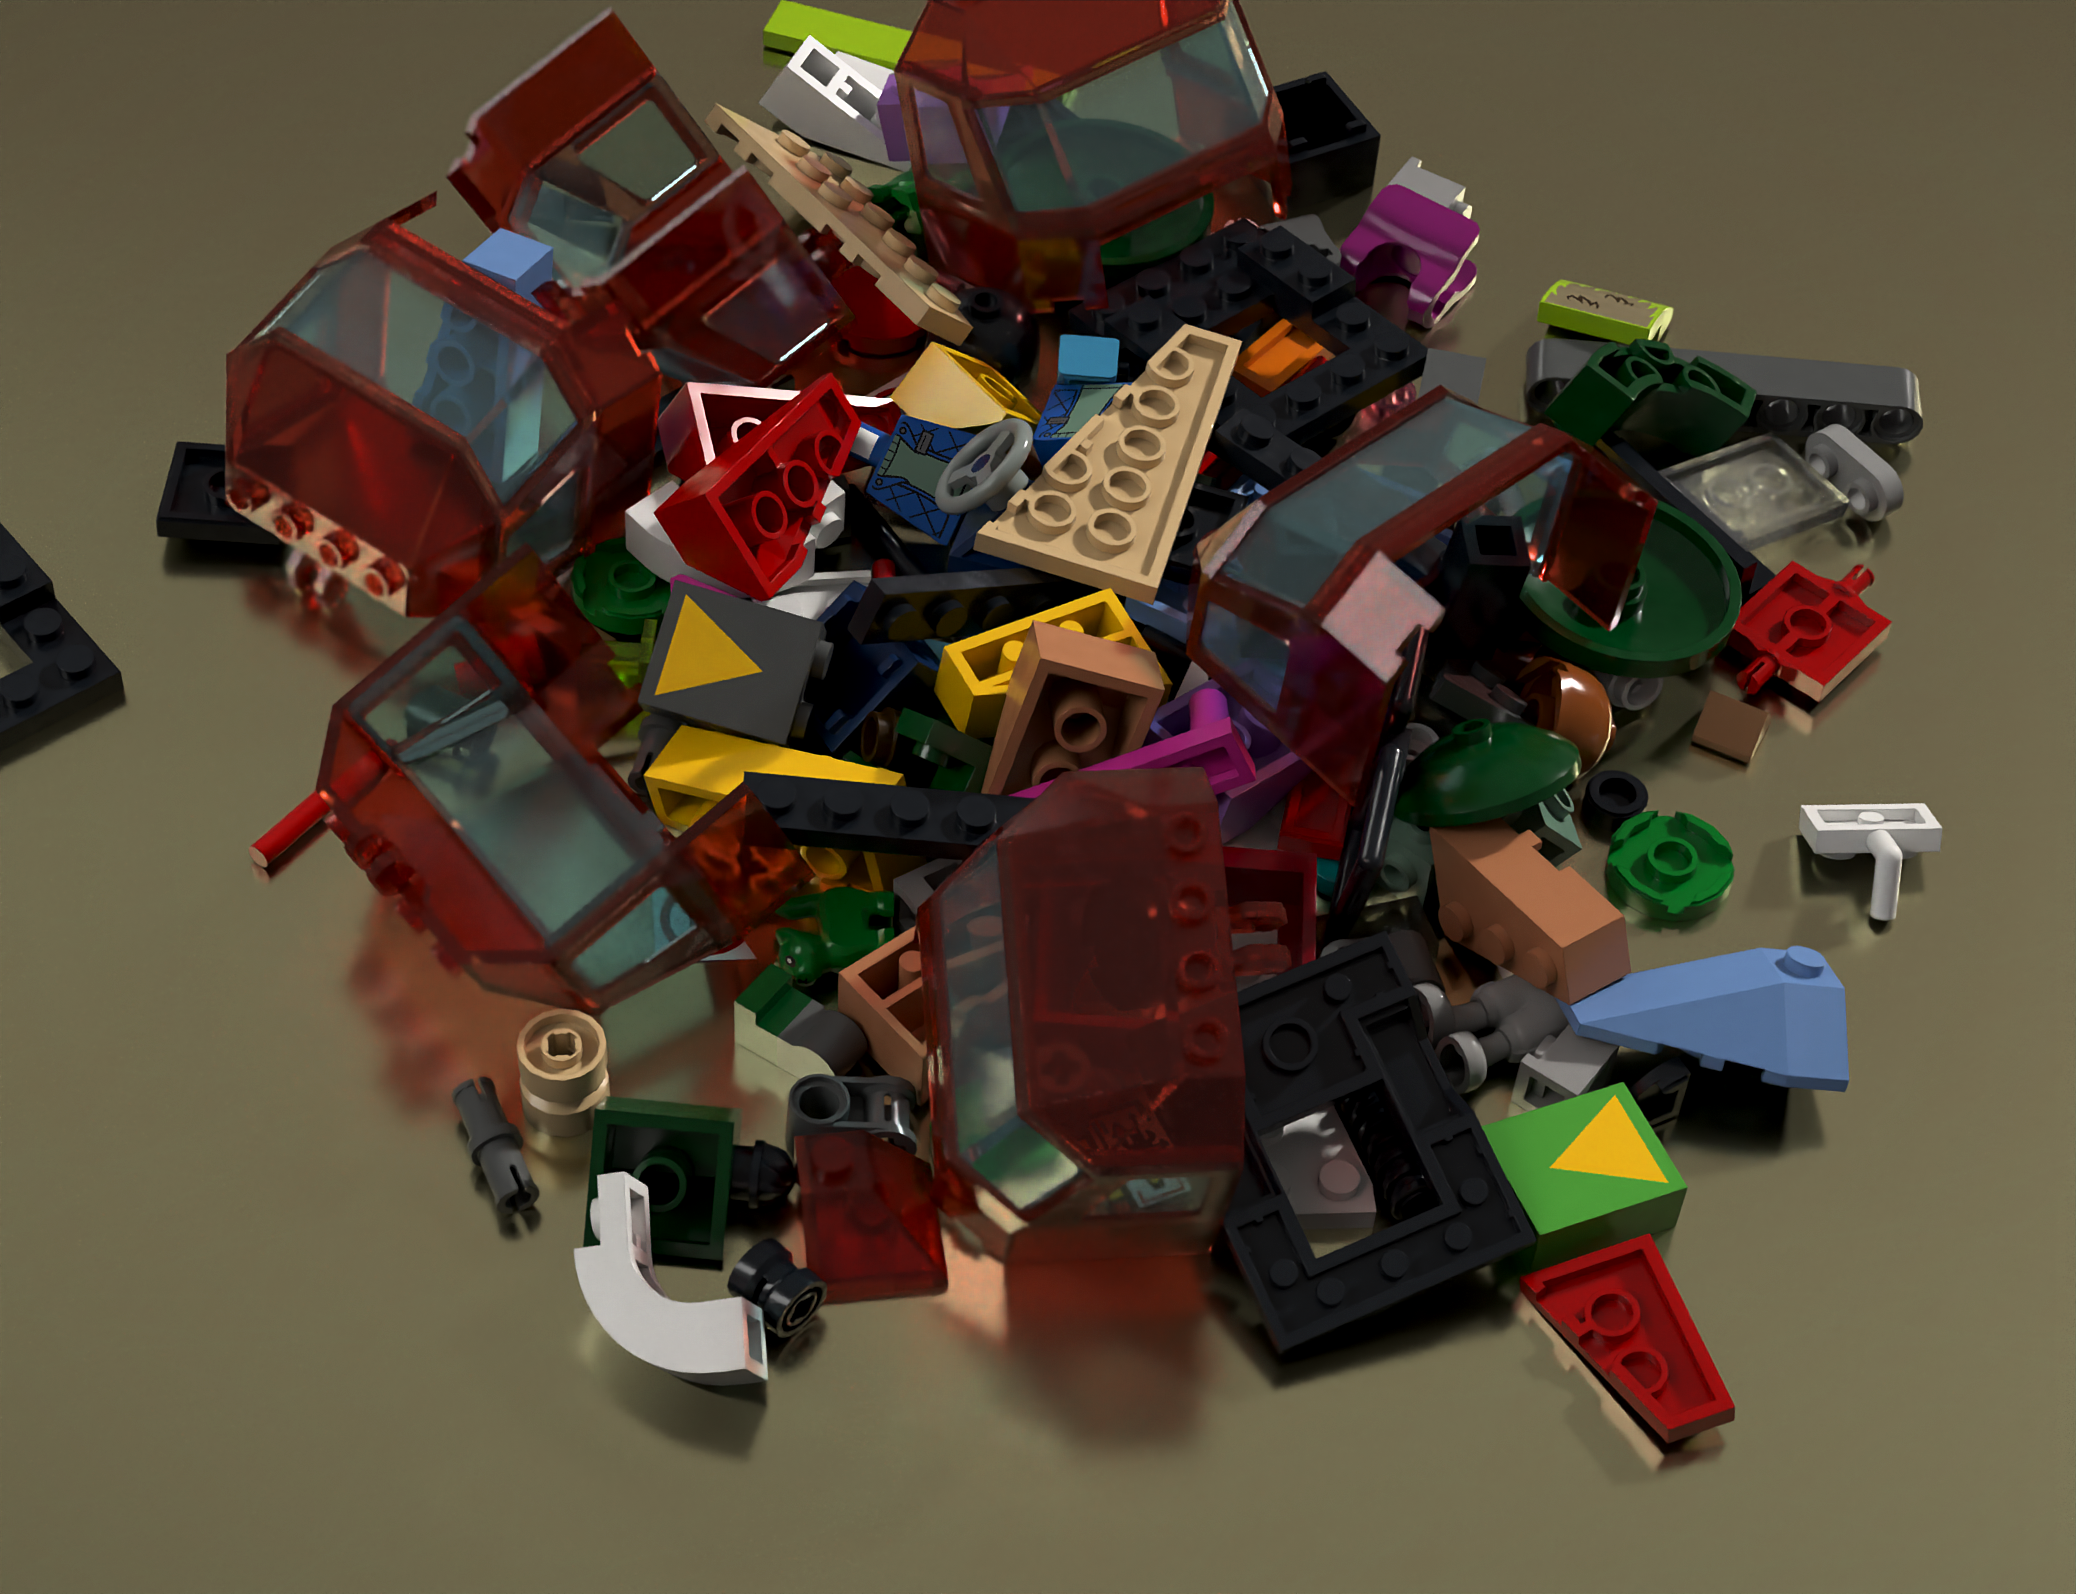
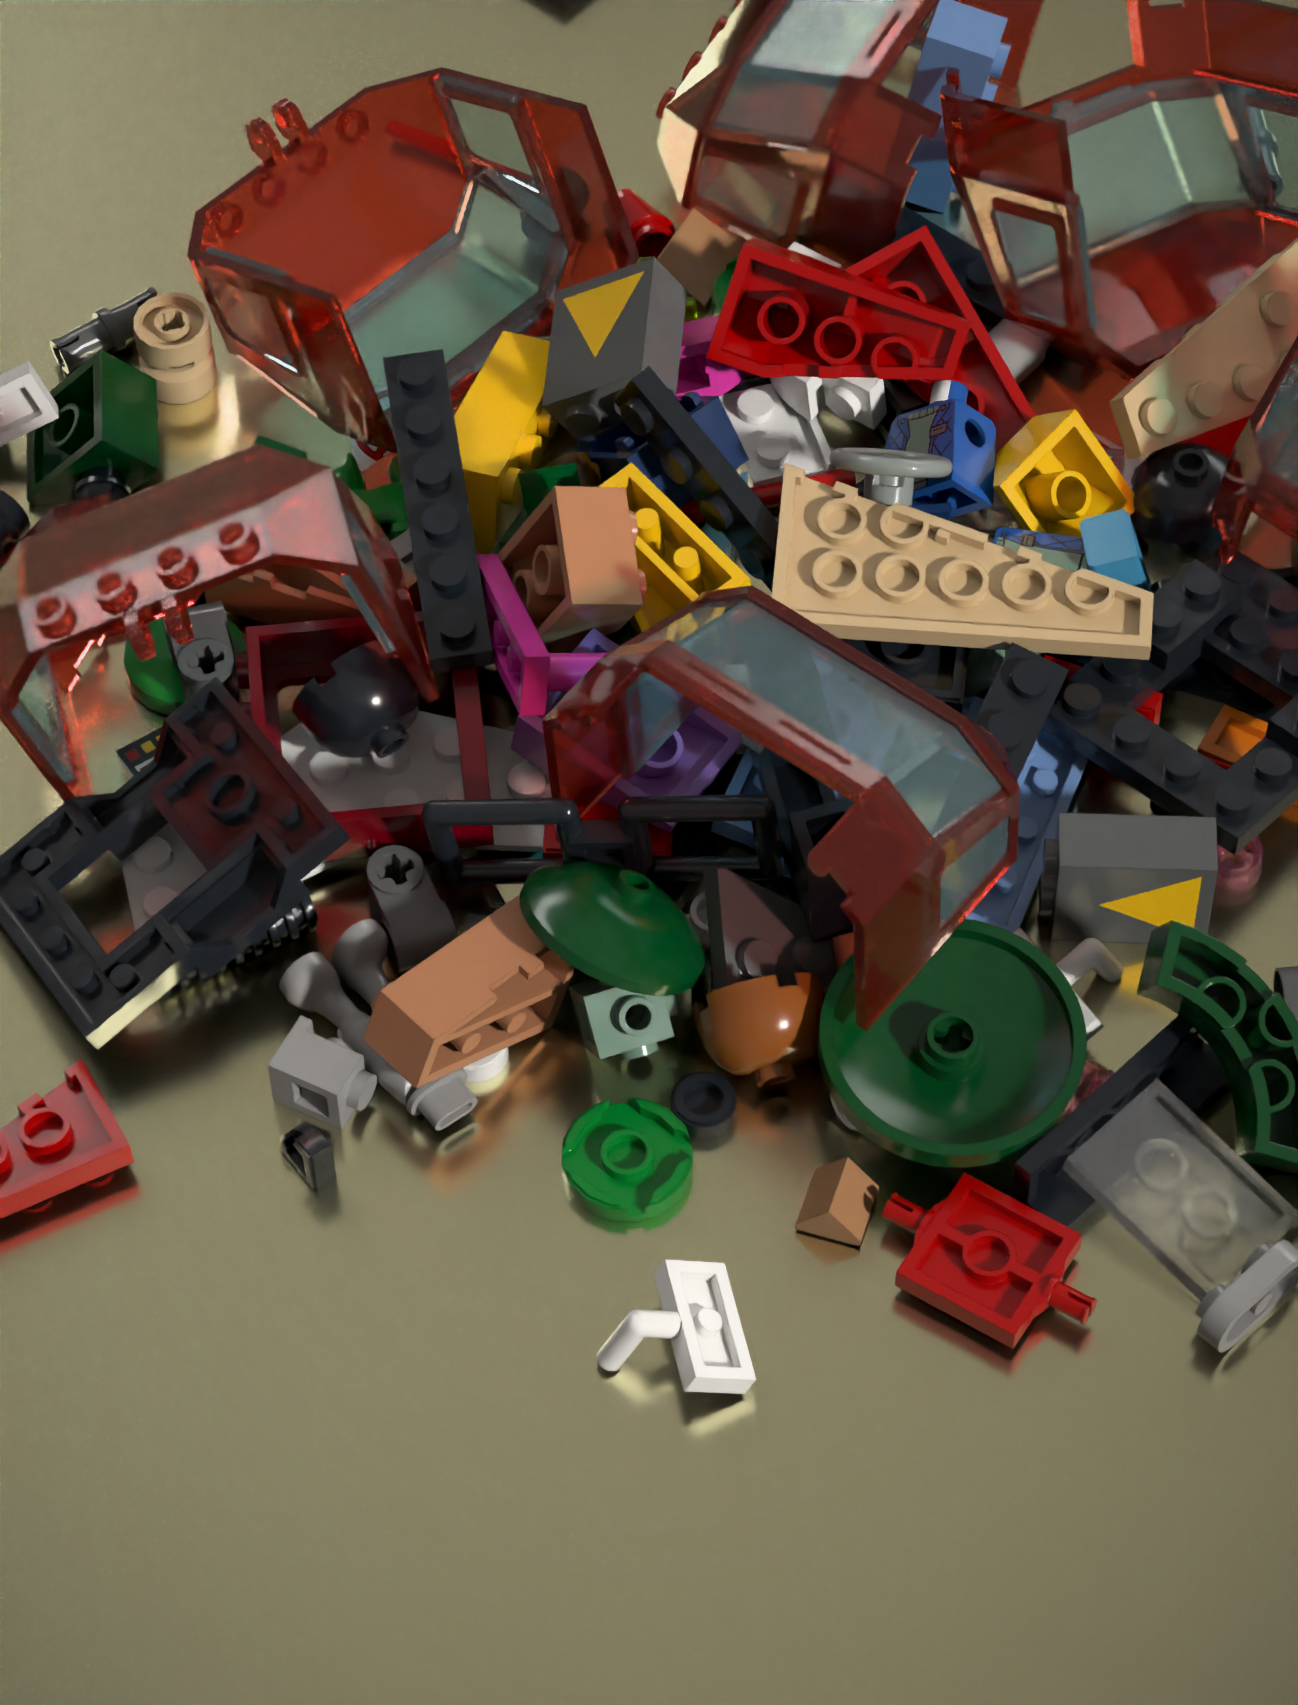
camera: 85 degrees right, 5 degrees up
(1587, 1174) = (197, 1090): bright green brick -> none
(1741, 1007) = (390, 1192): medium blue wedge -> none

